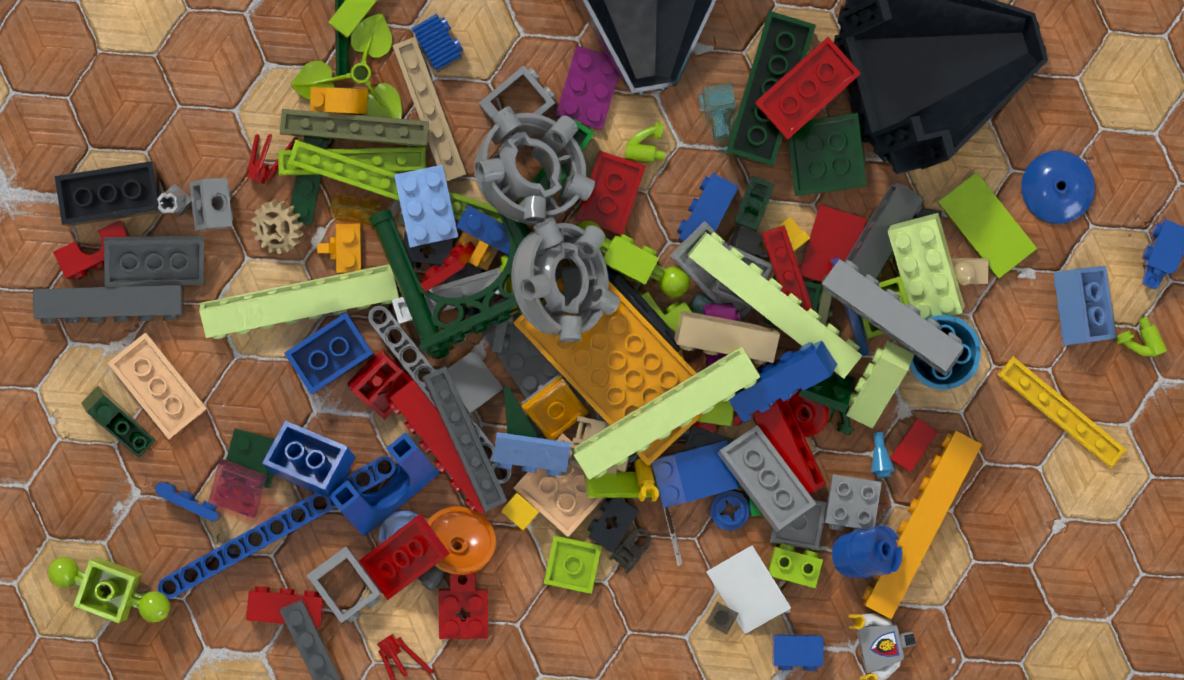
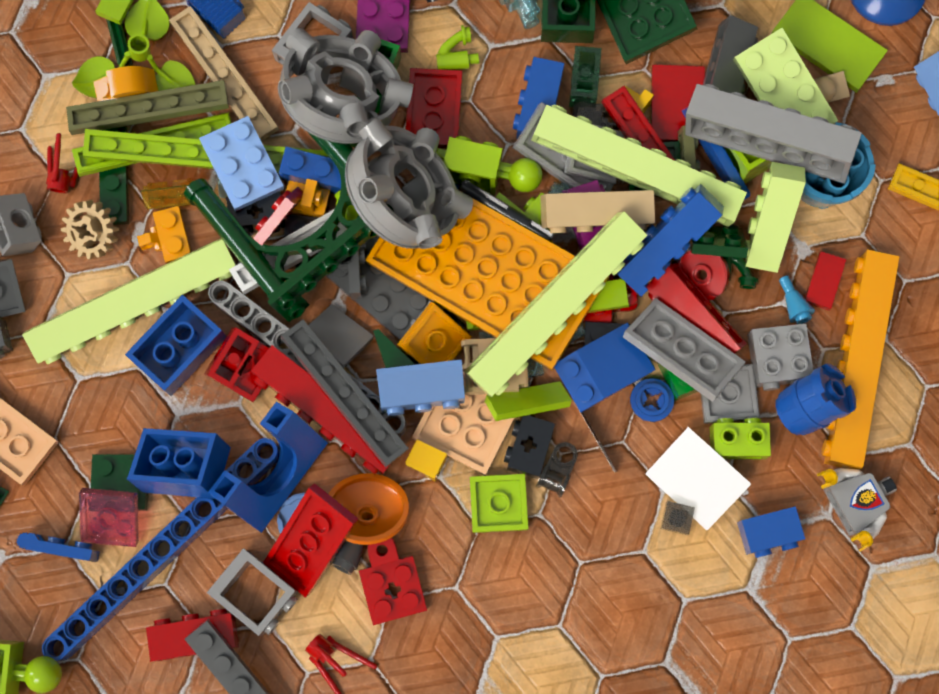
camera: 15 degrees left, 10 degrees down
(645, 480) = (553, 388): yellow bar -> none

